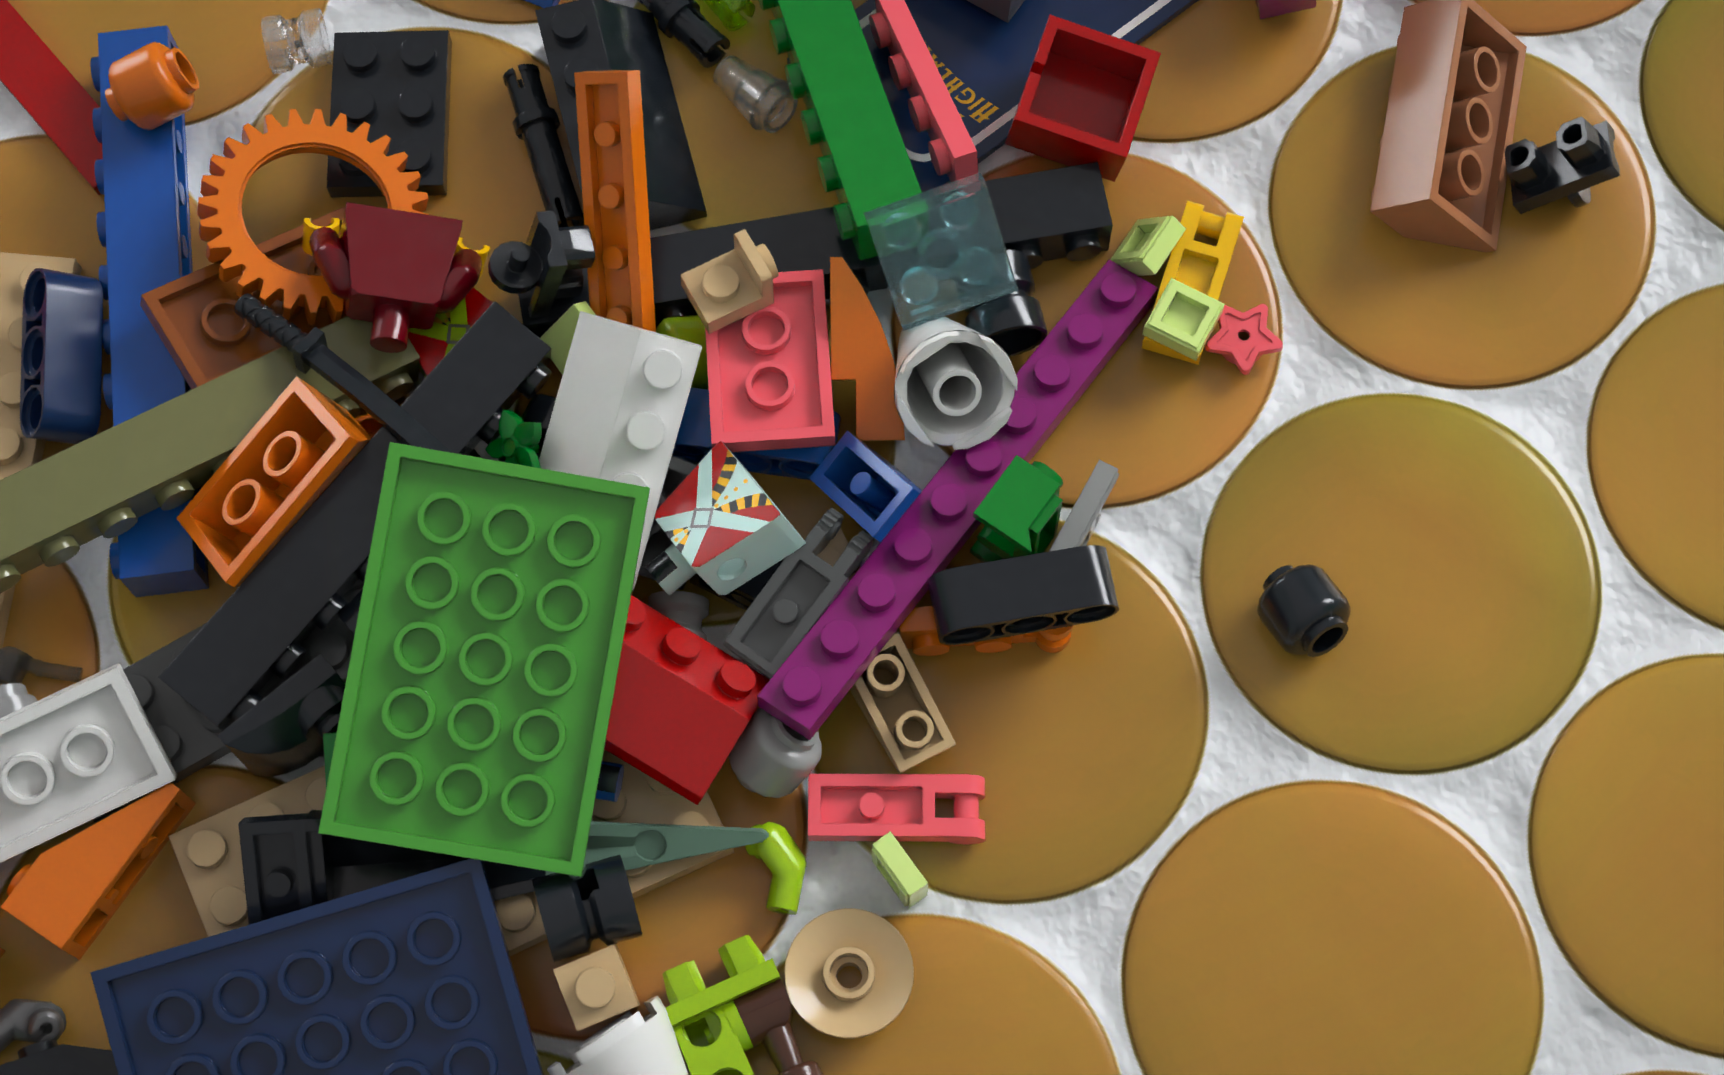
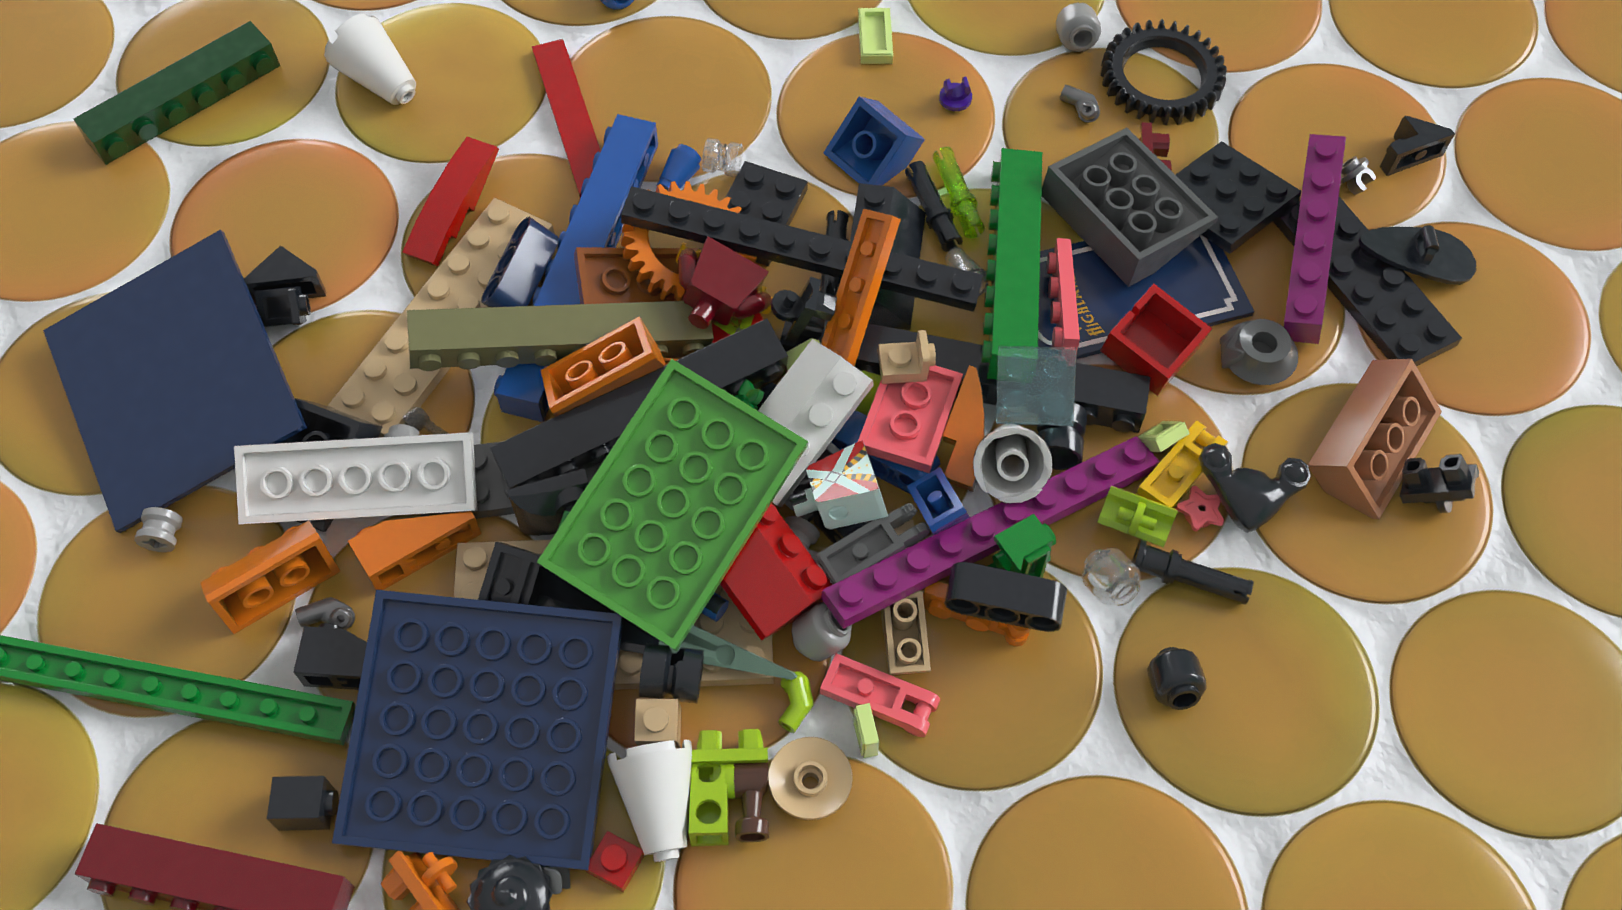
camera: 20 degrees right, 10 degrees down
(151, 86) = (632, 146): orange head -> none
(235, 87) = (680, 166): none -> blue cone
(312, 352) = (654, 309): black sword -> none
(477, 163) = (795, 247): none -> black plate
(1085, 513) = (1063, 569): light grey tile -> none
(1156, 495) = (1111, 577): none -> clear head
(1158, 388) = (1137, 516): none -> lime hips
(1183, 319) = (1168, 482): yellowish green tile -> none
(1236, 55) = (1259, 352): none -> dark grey piece
(1236, 444) = (1171, 568): none -> black pin
(1304, 287) = (1249, 493): none -> black head

